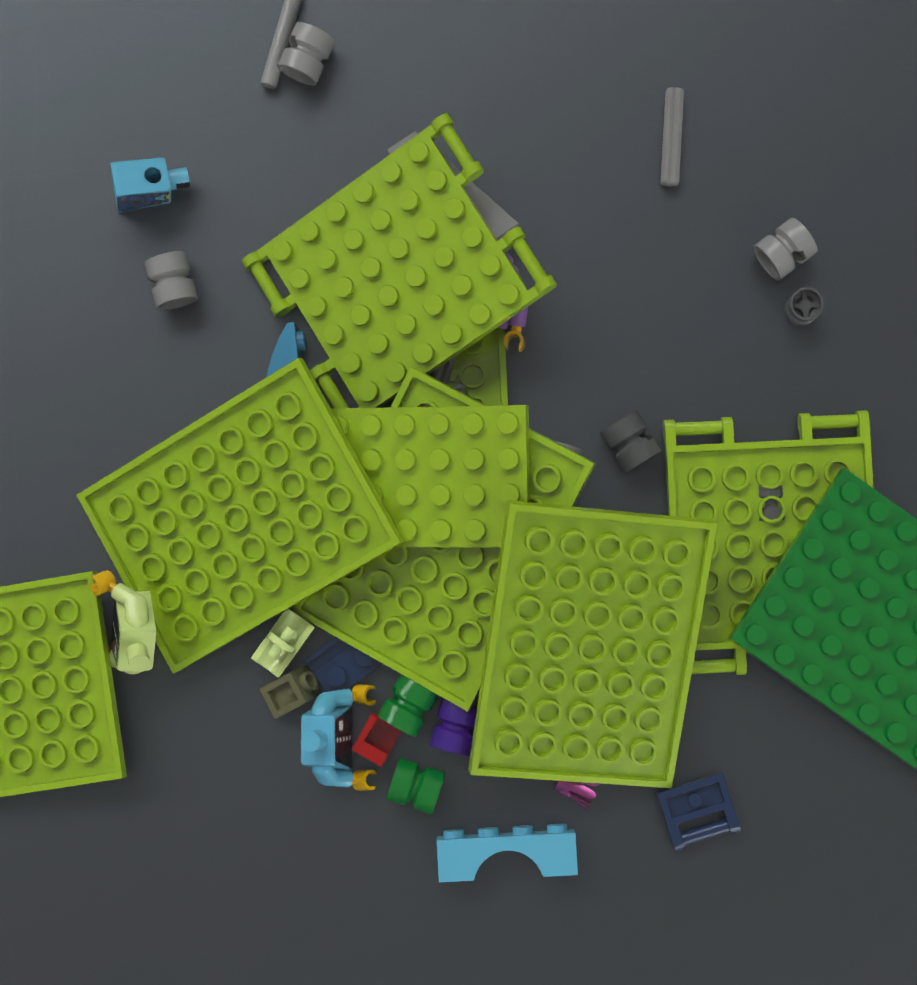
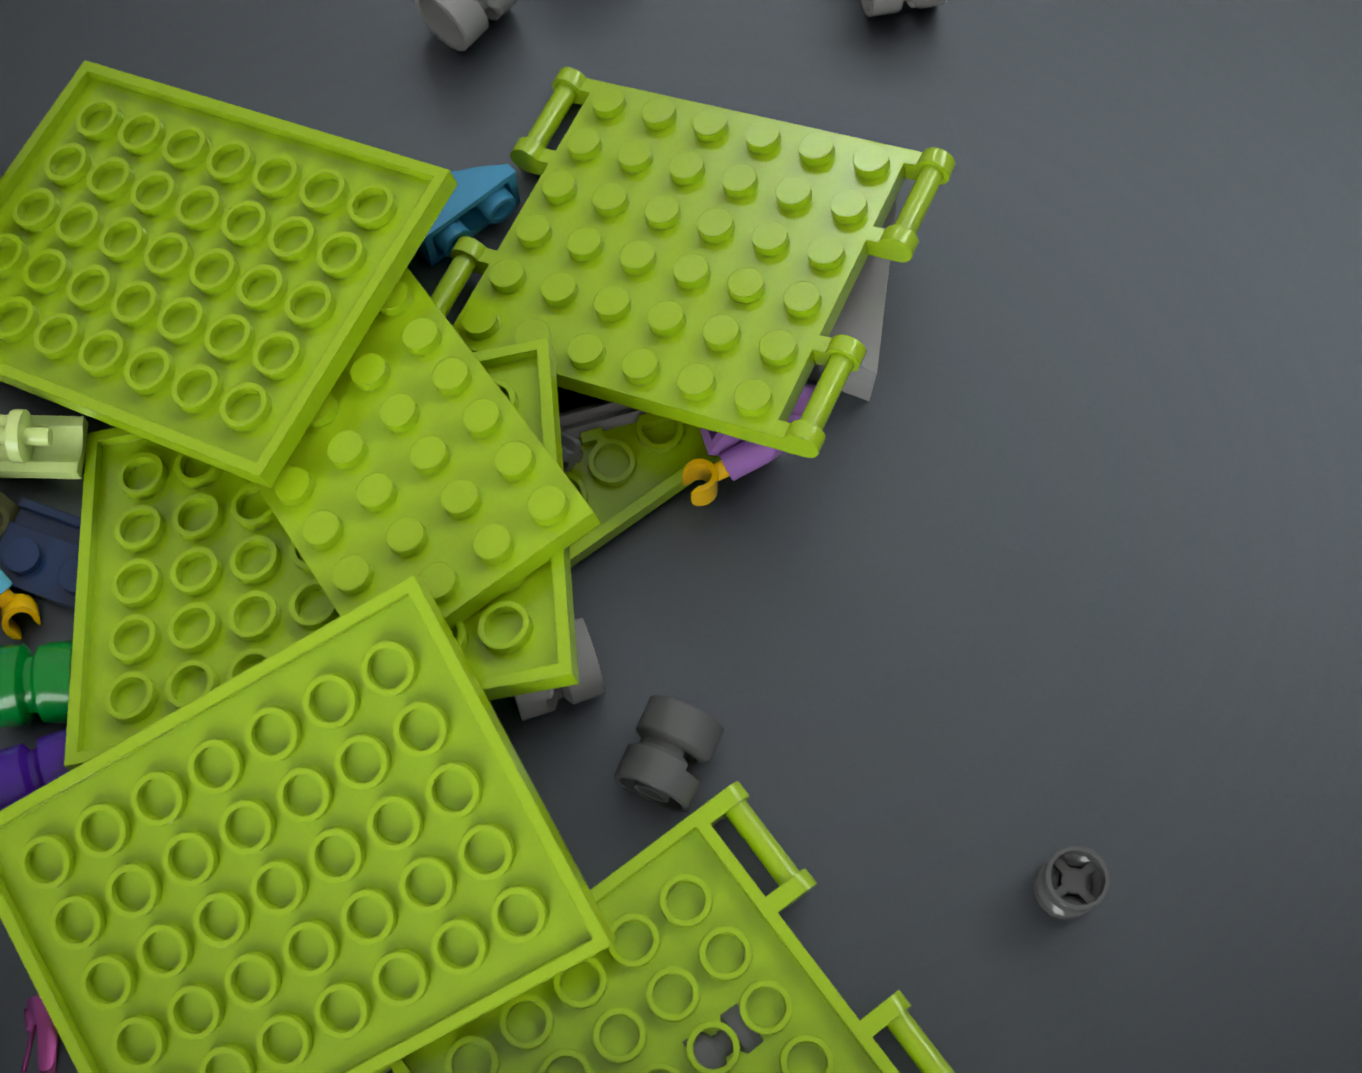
camera: 50 degrees right, 15 degrees down
(672, 136) = (1171, 520): light grey axle -> none
(780, 252) = (1144, 793): light grey wheel -> none

